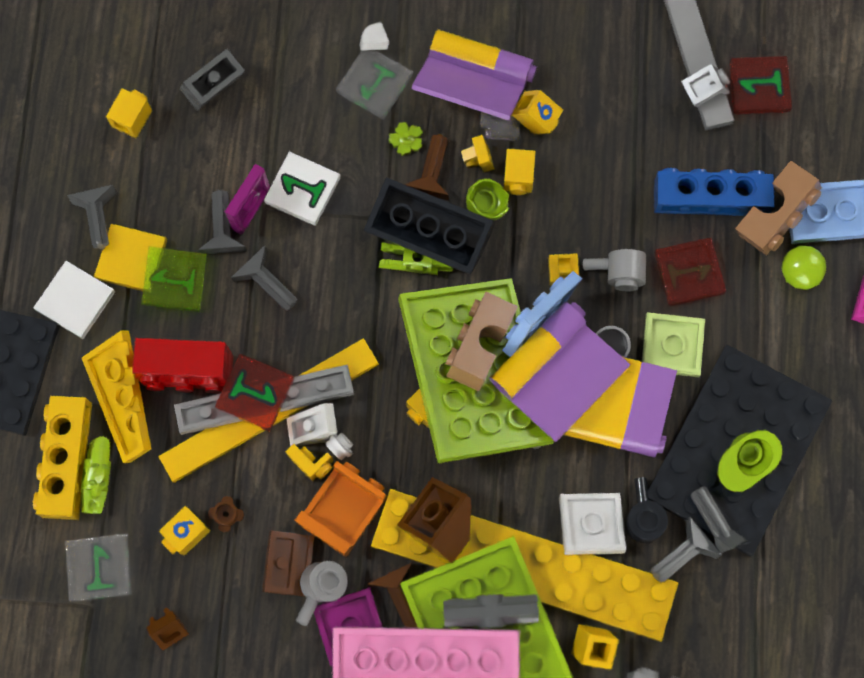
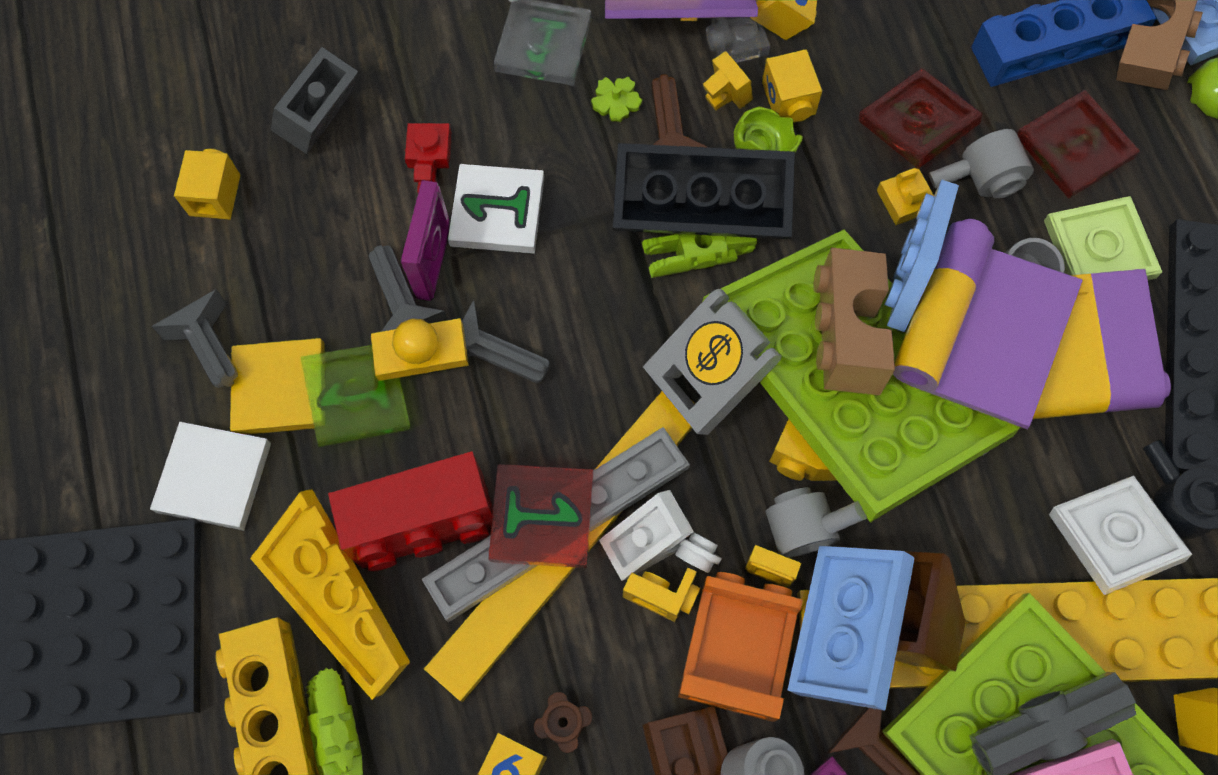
camera: 20 degrees left, 5 degrees down
(220, 266) = (419, 348): none -> yellow tile
(271, 135) = (427, 149): none -> red plate
(378, 469) = (772, 566): none -> yellow tile
(390, 334) = (716, 357): none -> light grey container
(403, 516) = (852, 626): none -> light blue plate
(408, 450) = (804, 521): none -> light grey piece
(594, 220) = (920, 118): none -> clear red tile

